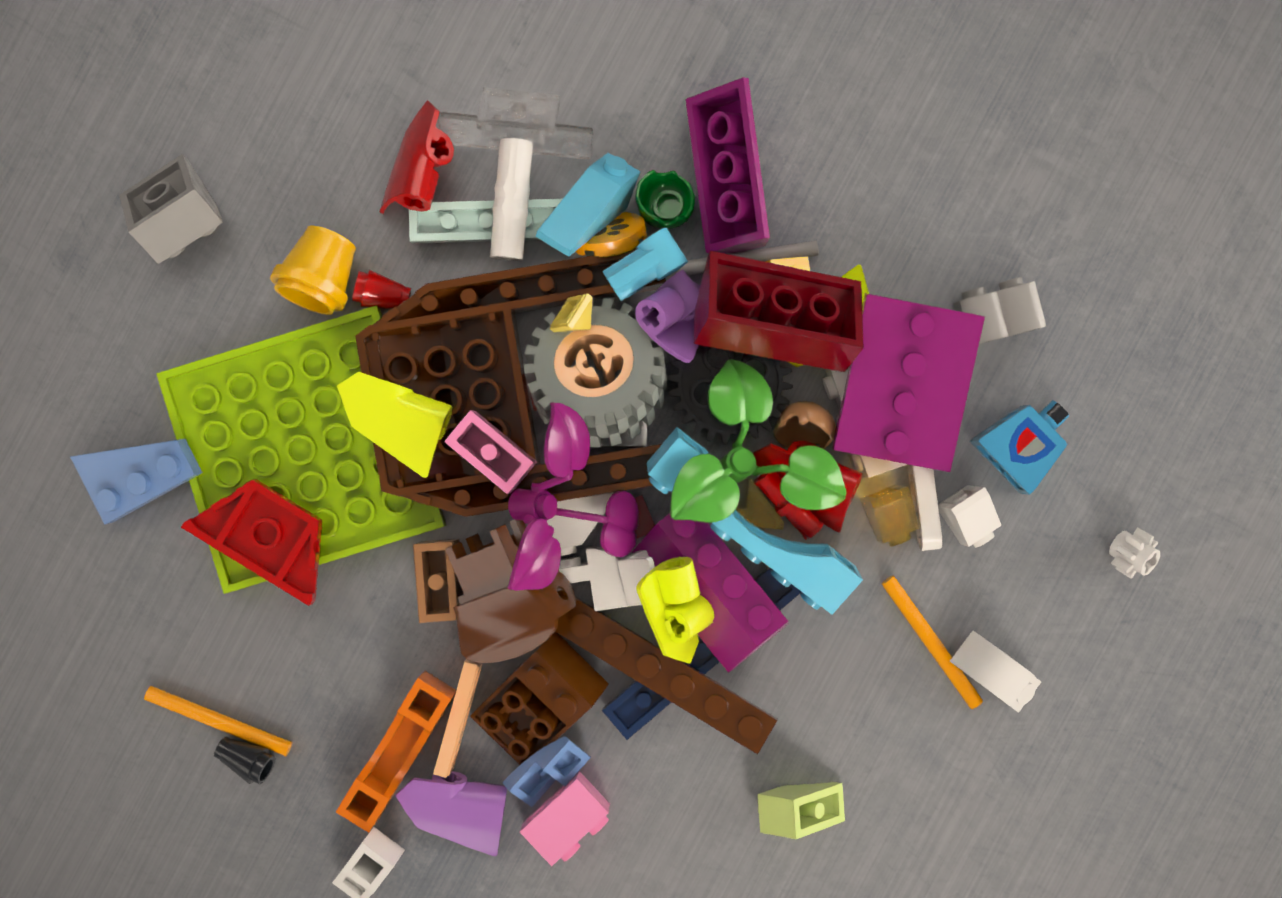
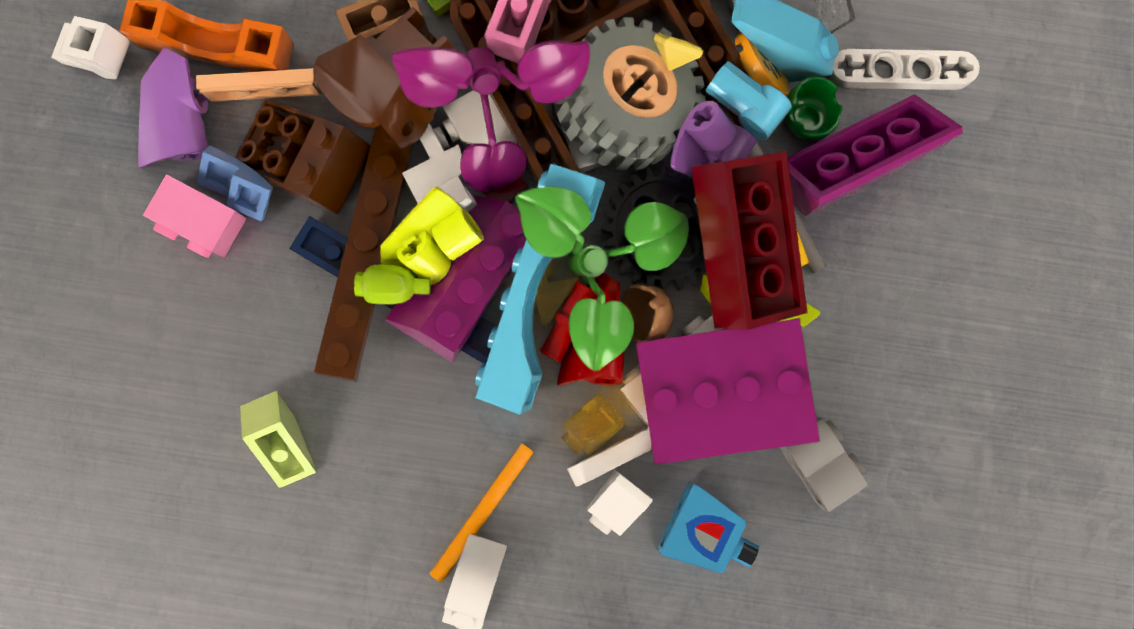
camera: 65 degrees right, 5 degrees down
(648, 95) = (902, 69): none -> white beam
(702, 659) = (389, 284): none -> lime plant

